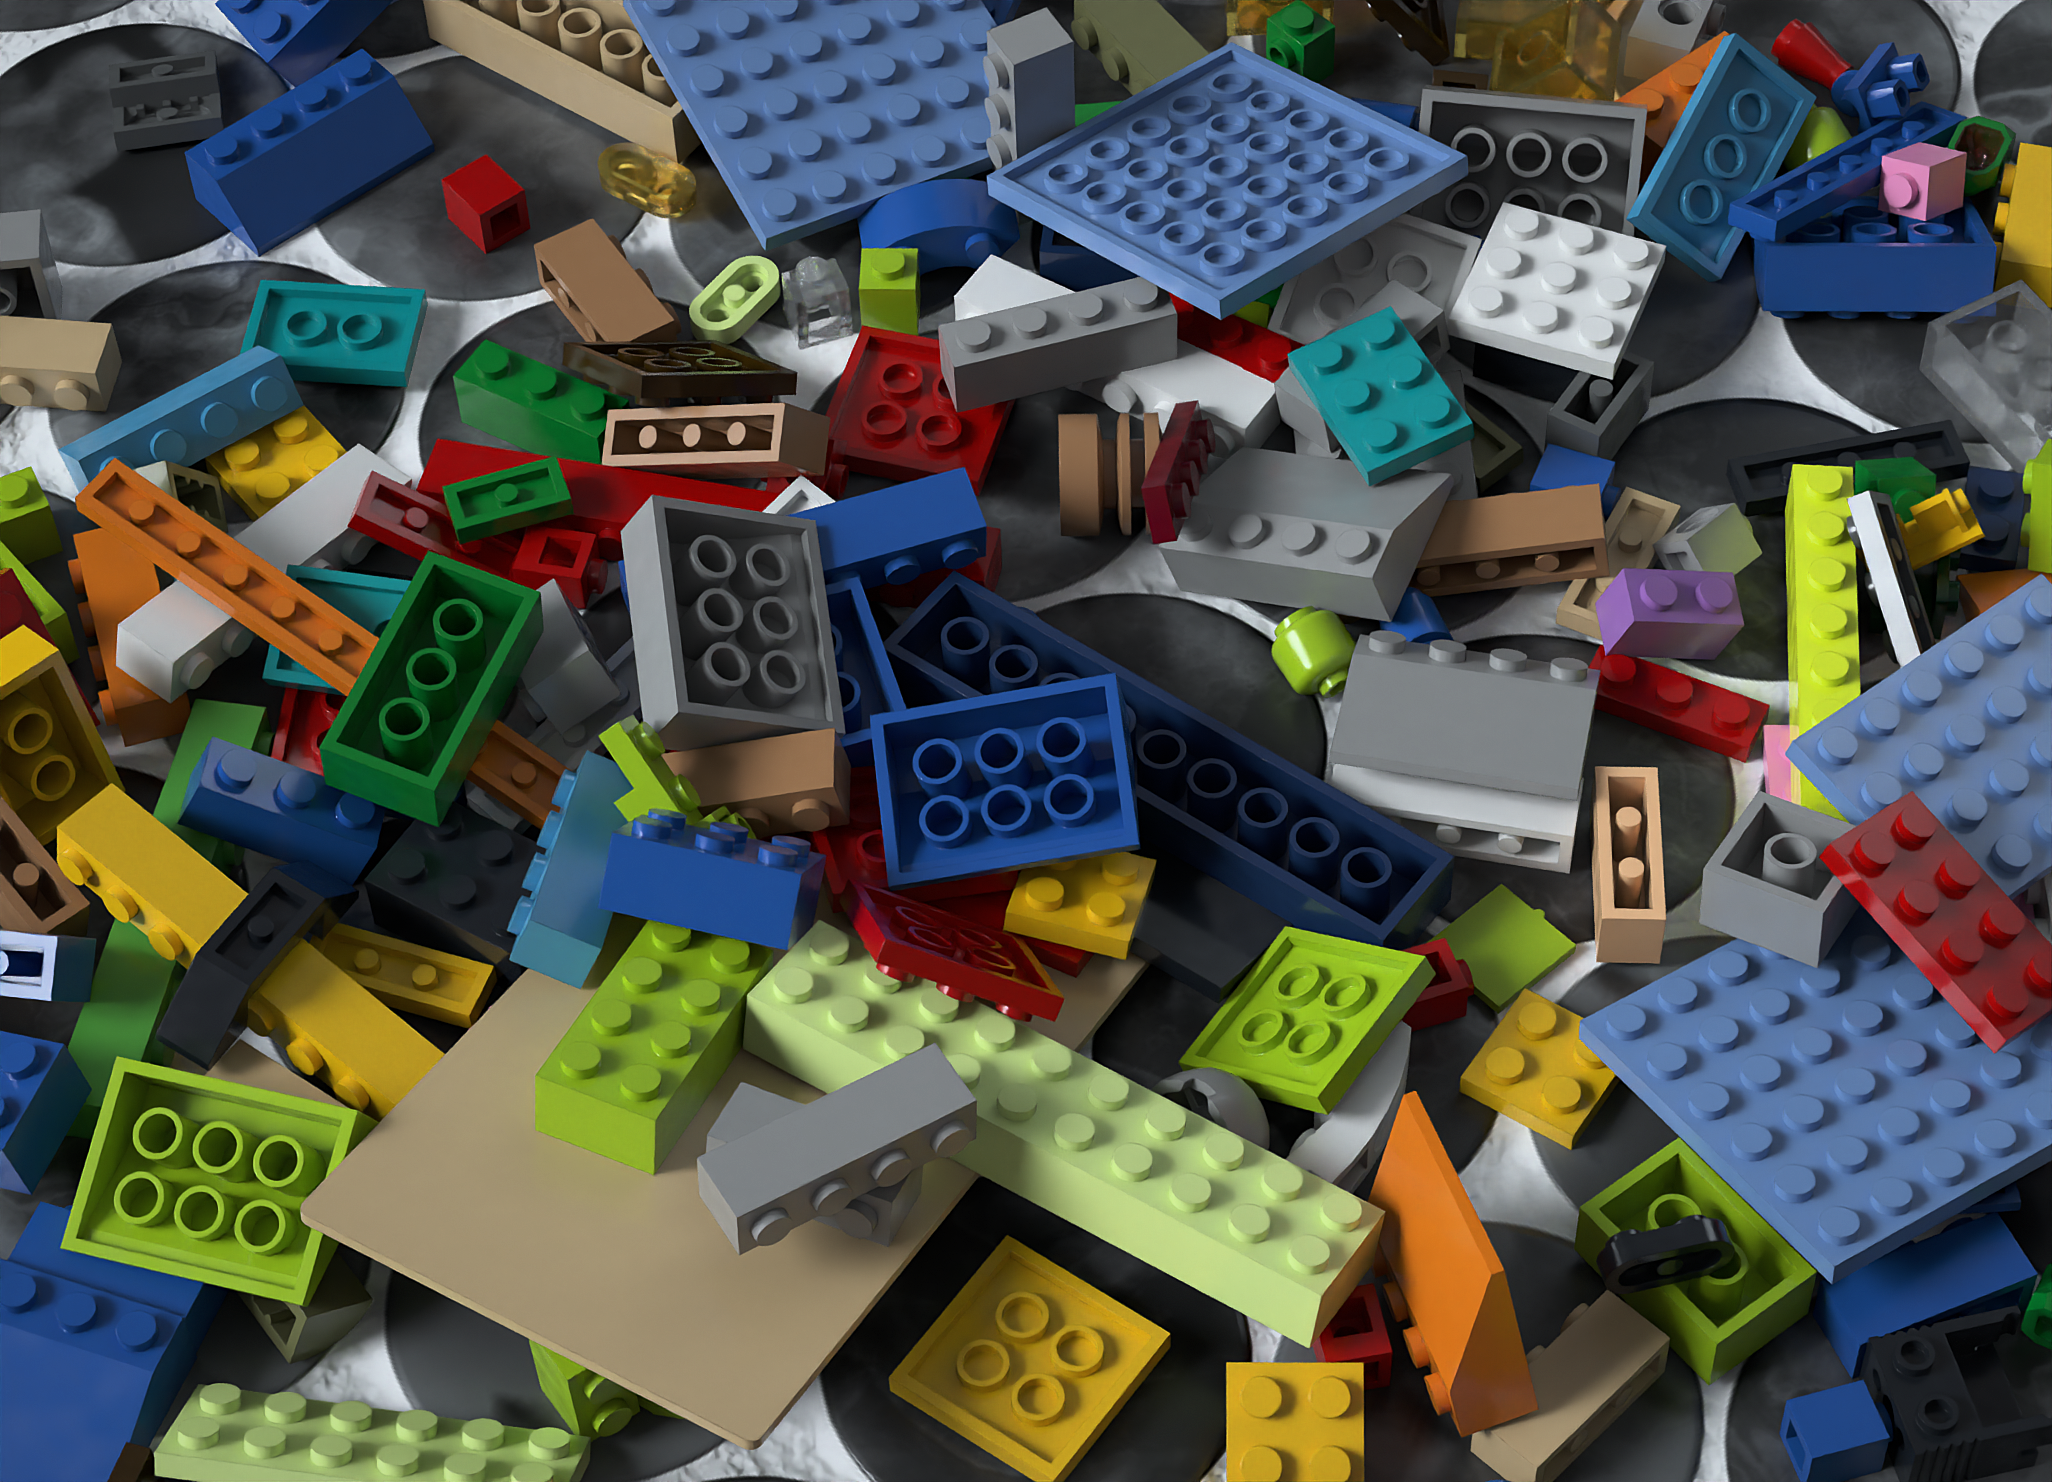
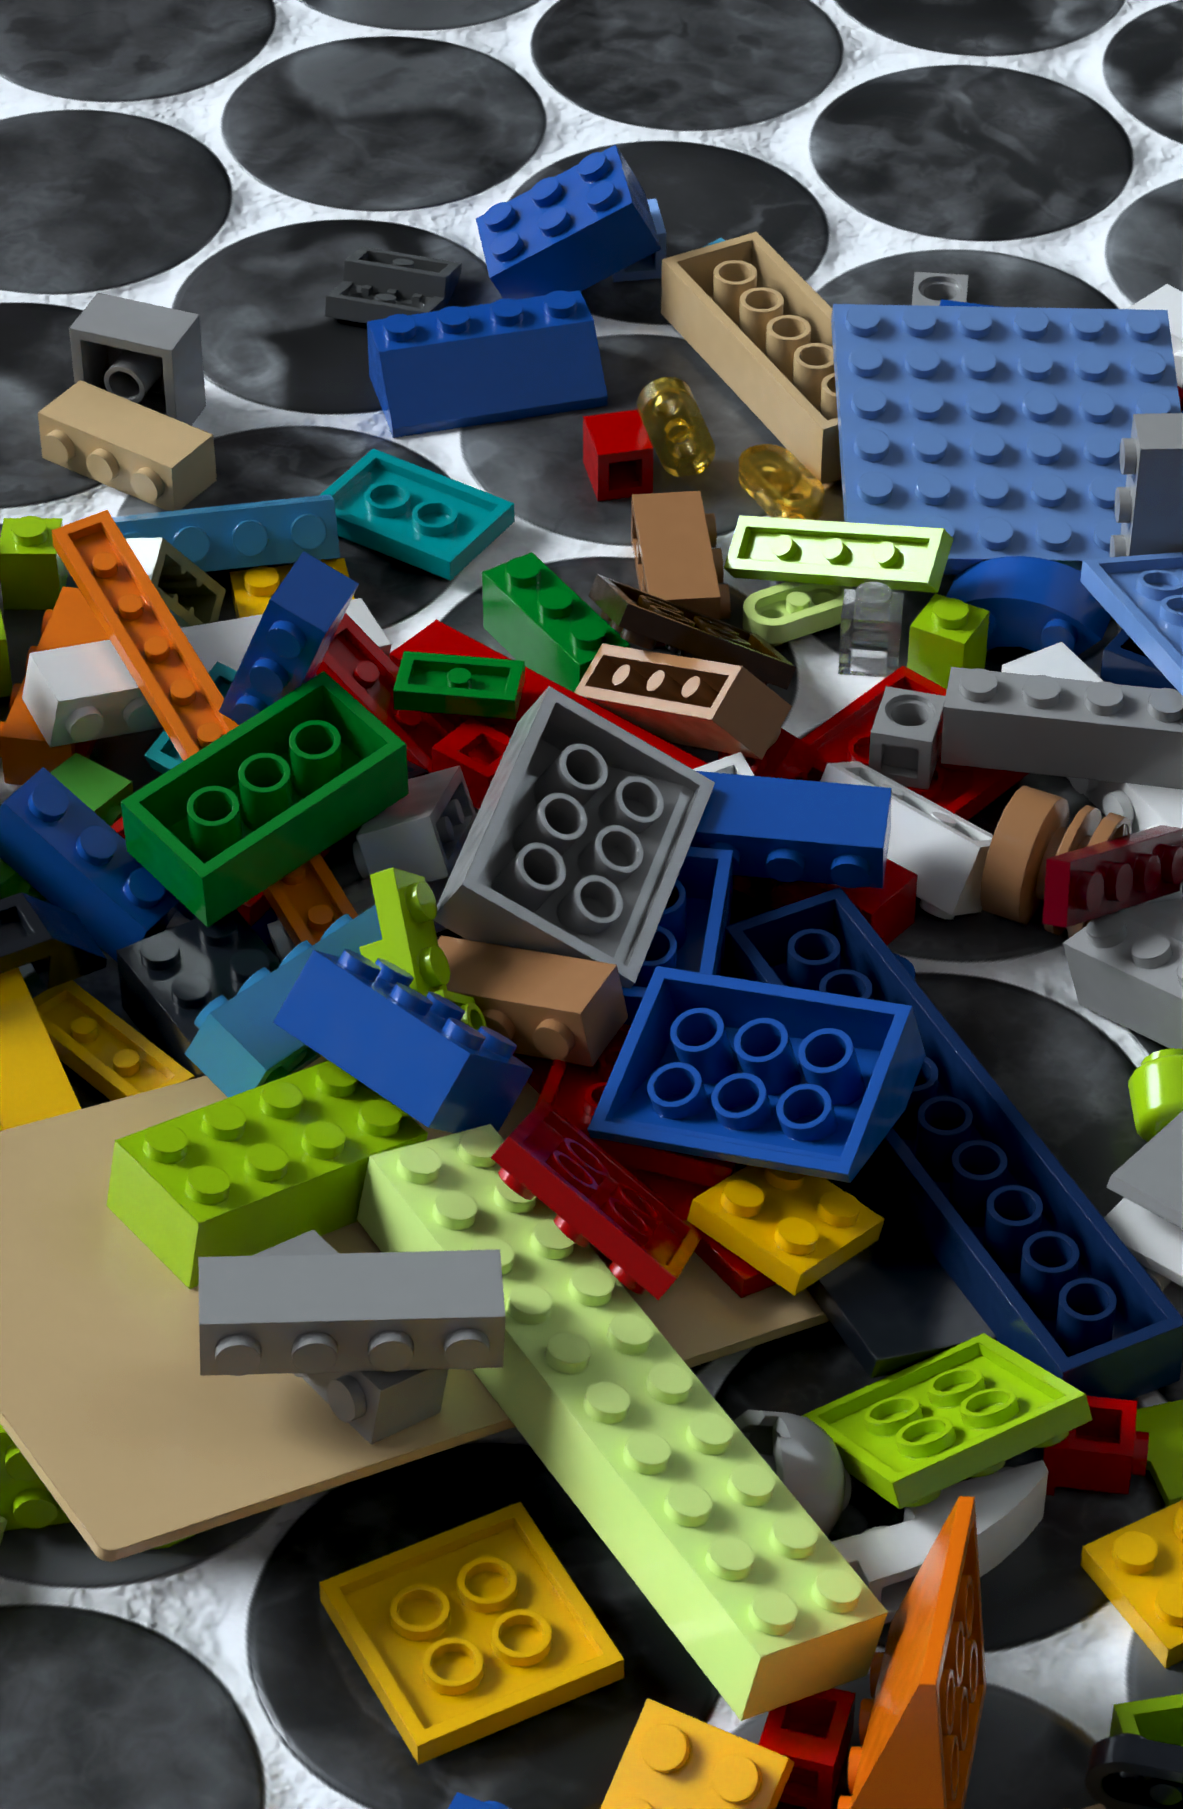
camera: 25 degrees right, 10 degrees down
(384, 539) = (289, 637): none -> blue brick
(530, 158) = (673, 424): none -> clear yellow plate
(757, 240) = (838, 553): none -> plate
(918, 400) = (907, 736): none -> light grey brick
(1009, 493) = (928, 841): none -> white brick

